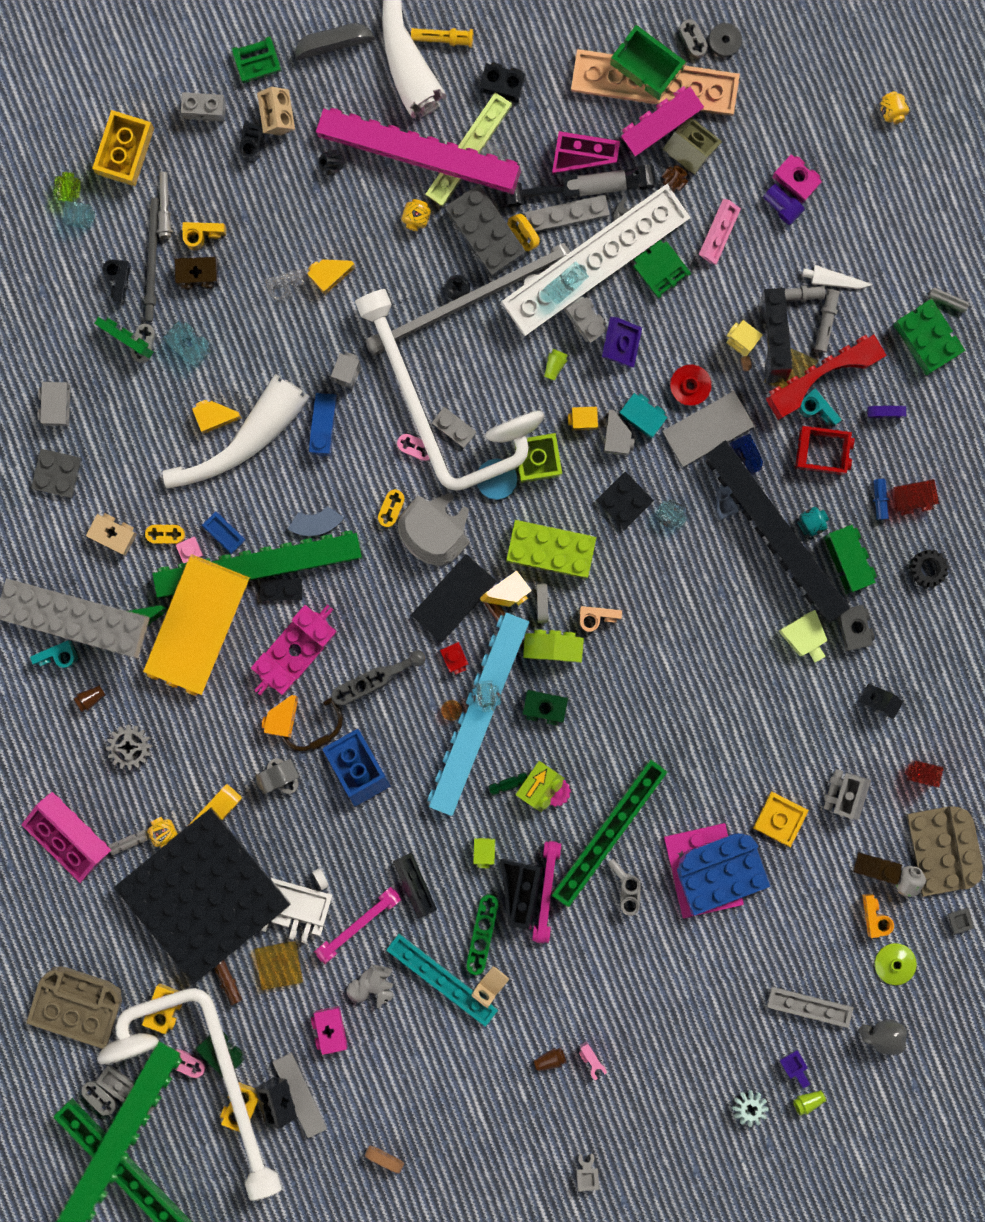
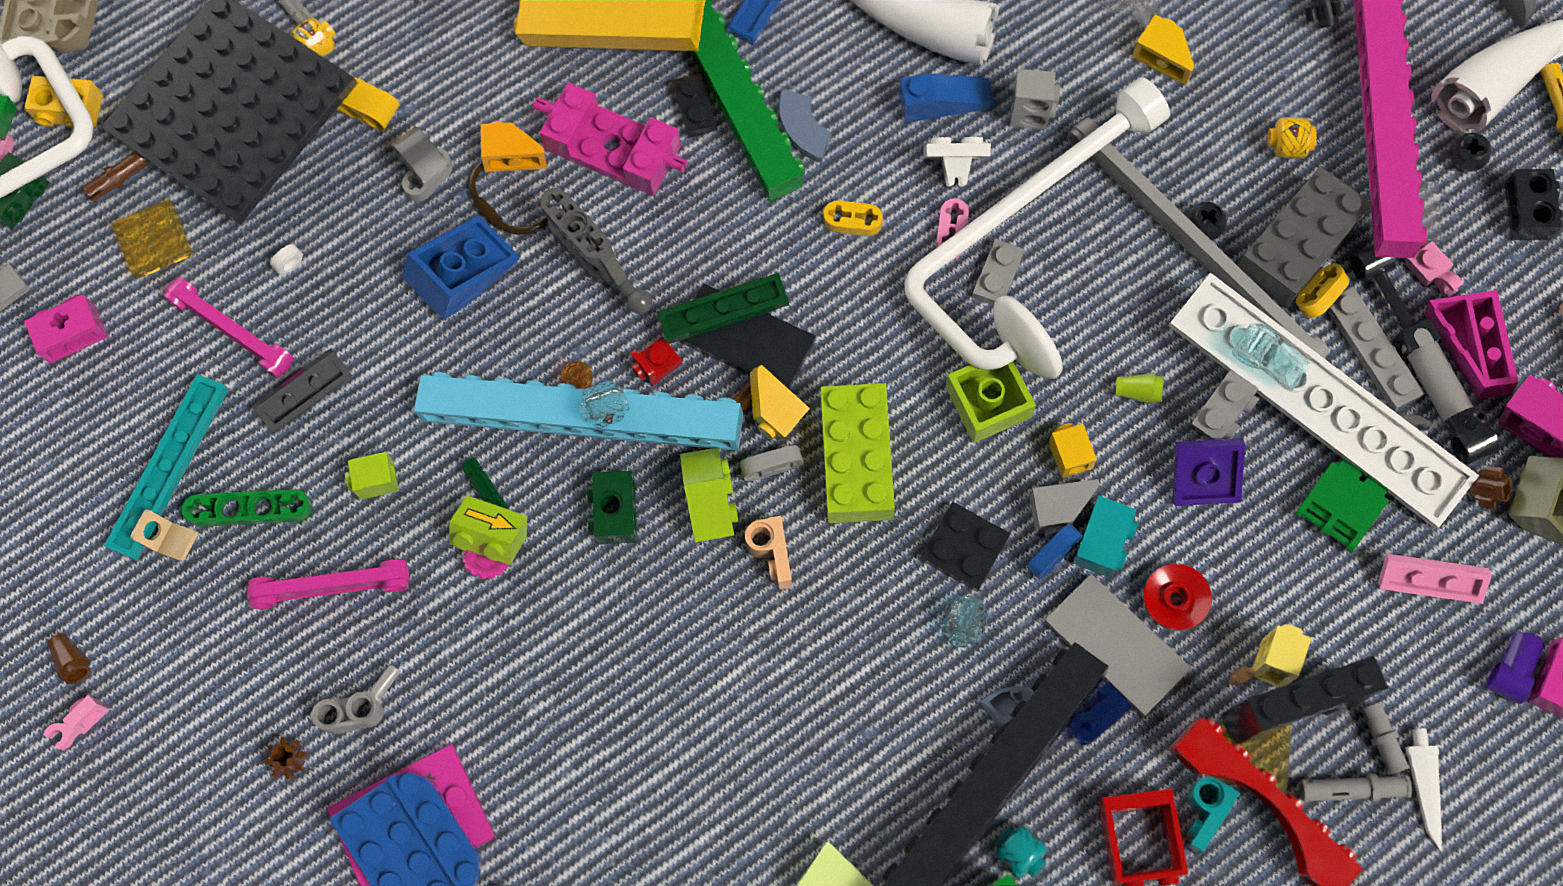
camera: 85 degrees right, 15 degrees down
(306, 907) = (242, 248): white hinge -> none
(371, 431) = (956, 157): none -> white plate
(372, 981) = (147, 370): light grey animal -> none
(431, 532) = (837, 278): light grey piece -> none
(434, 607) = (723, 308): none -> dark green plate
(453, 100) = (1480, 152): none -> black piece
(476, 139) = (1436, 188): yellowish green plate -> none
(499, 486) = (933, 356): dark azure tile -> none
(521, 890) = (319, 544): black wedge -> none
(526, 158) = (1433, 266): none -> bright pink plate
(609, 833) = (438, 652): green brick -> none
(645, 448) = (1054, 551): none -> blue beam
(651, 940) = (281, 752): none -> reddish brown gear

